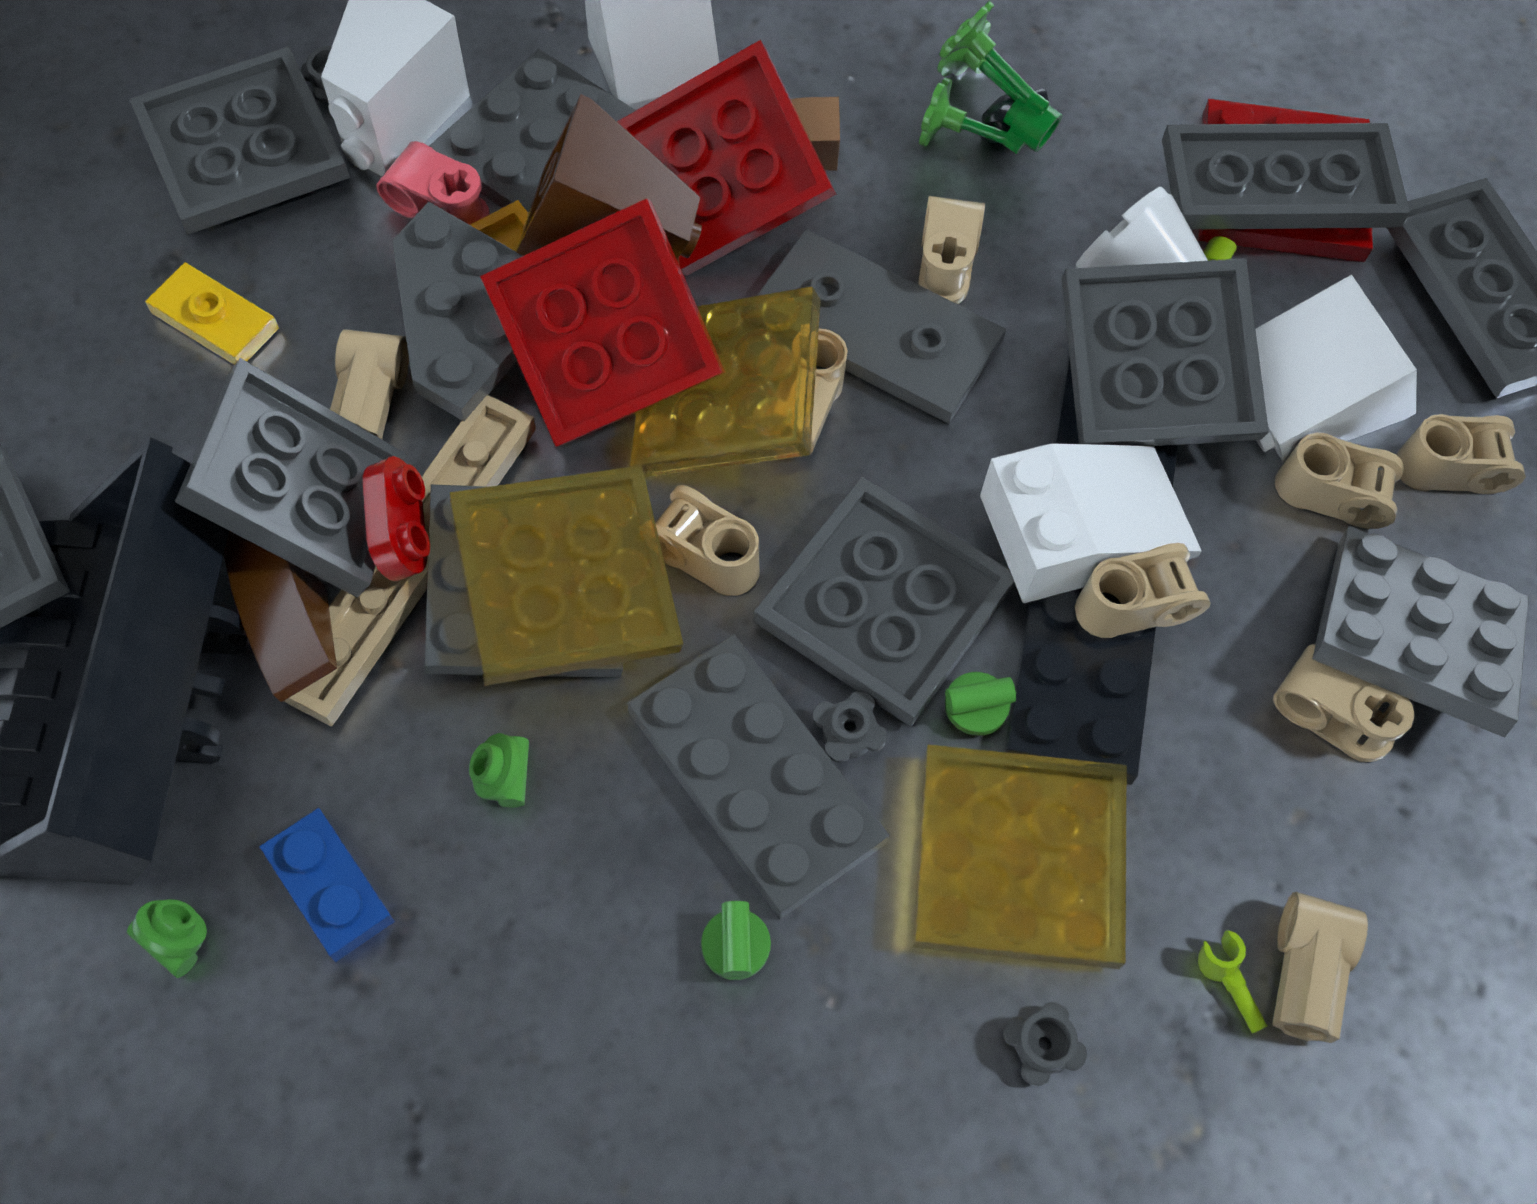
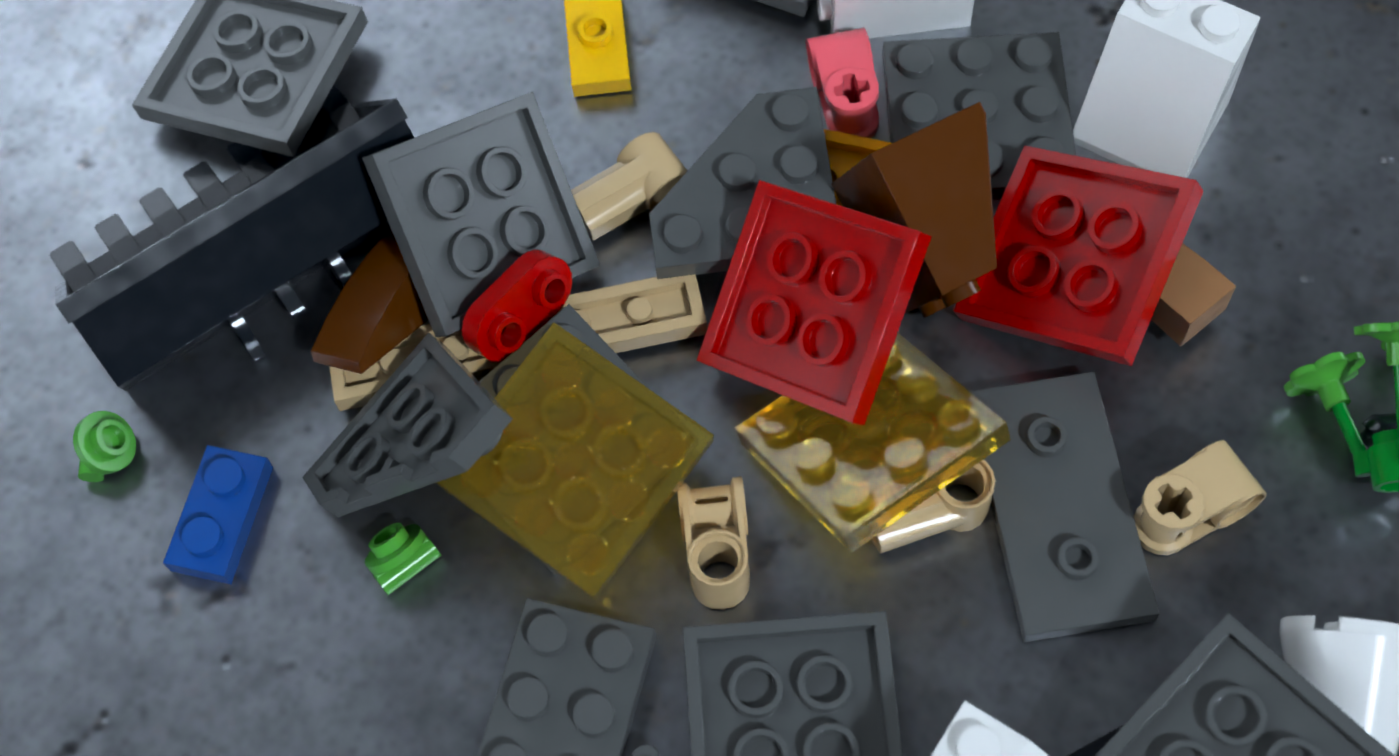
camera: 60 degrees right, 0 degrees up
(425, 666) = (412, 433): none -> dark grey plate

